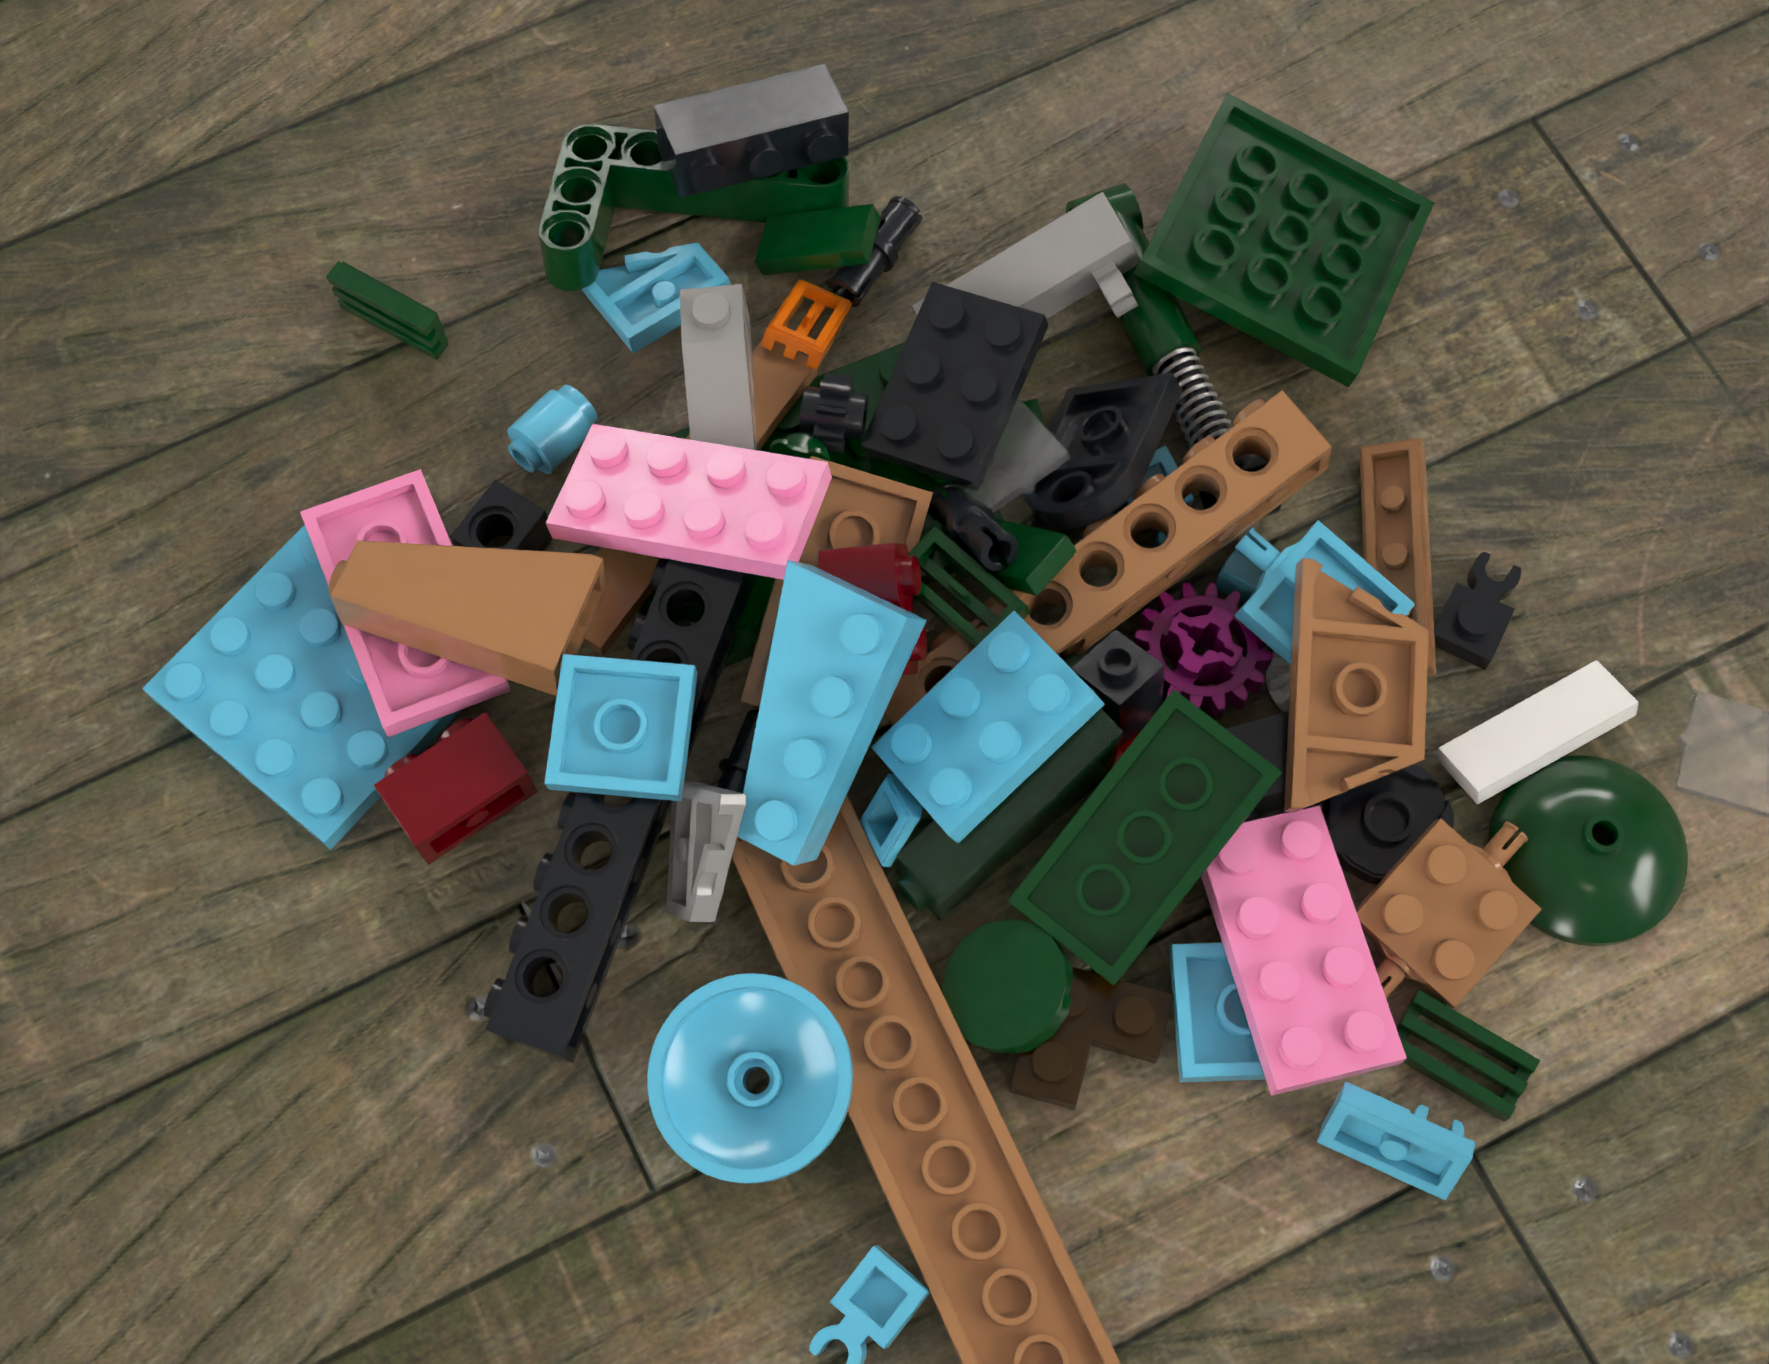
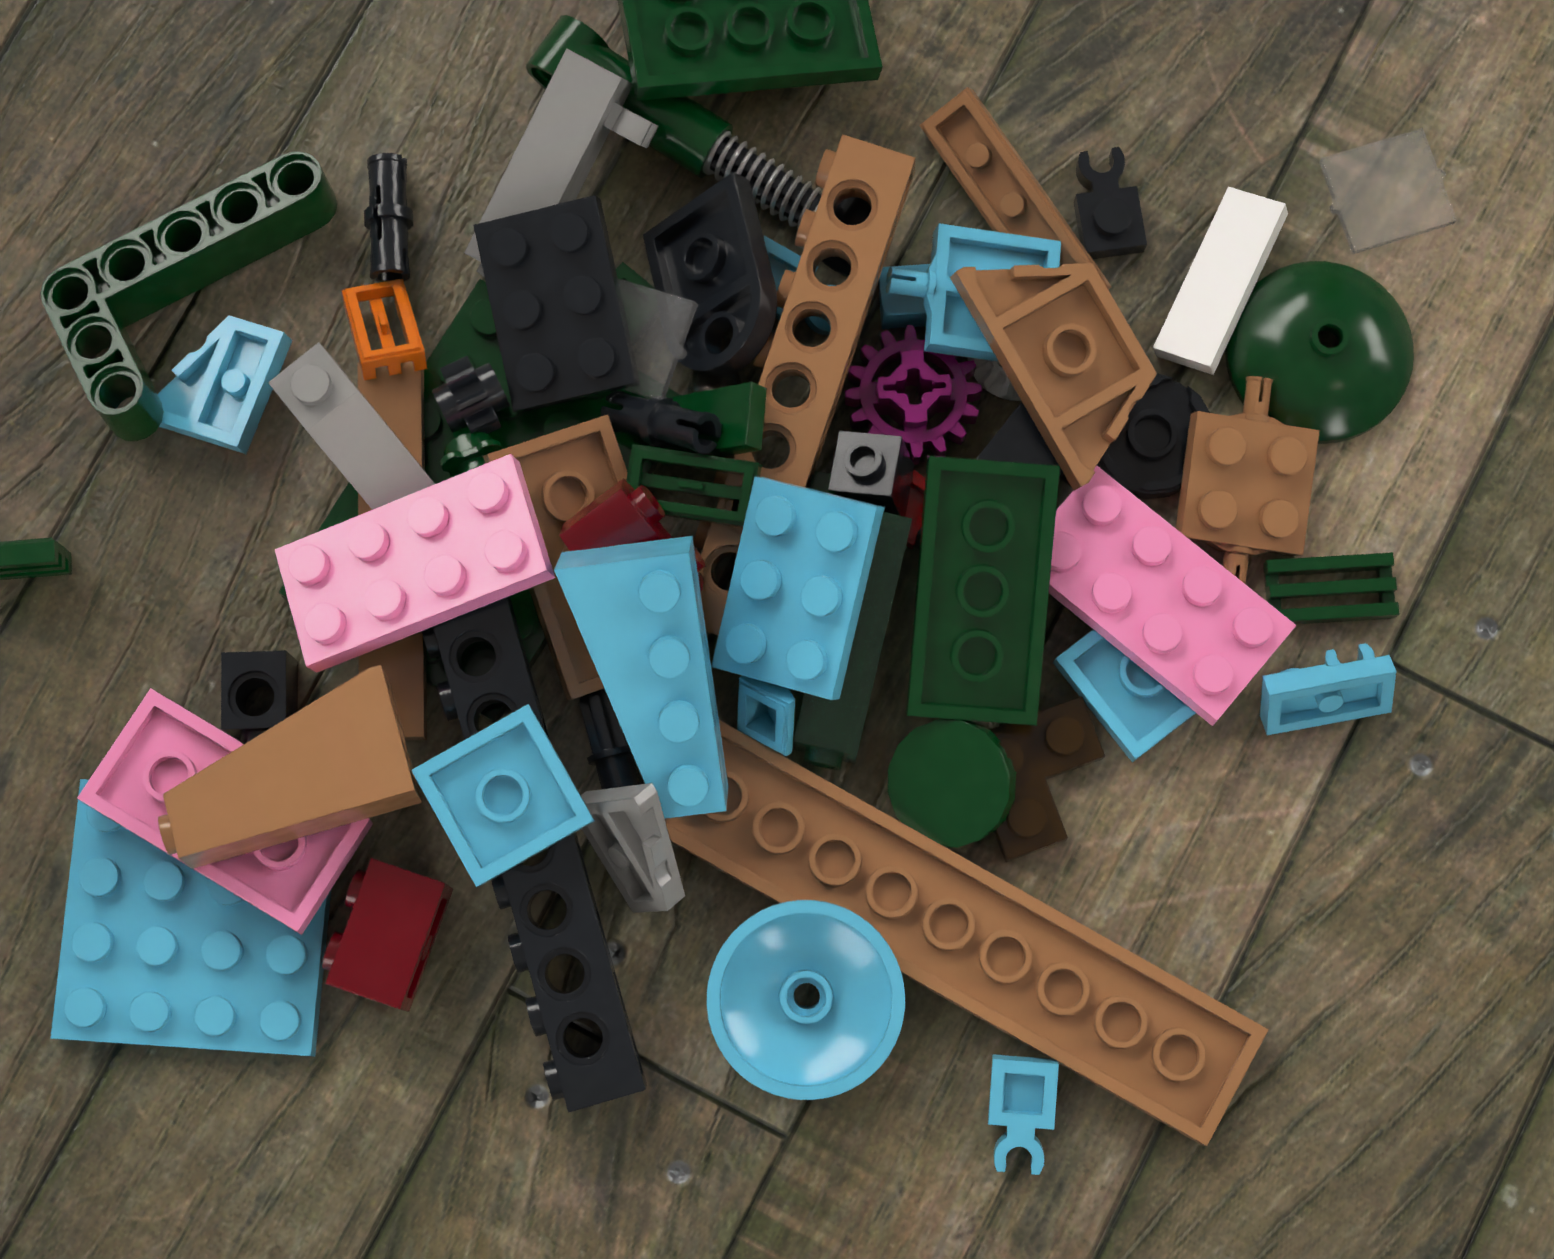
camera: 35 degrees left, 10 degrees up
(551, 429) = (228, 571): medium azure brick -> none
(752, 130) = (212, 186): brick -> none
(817, 239) = (333, 243): dark green tile -> none

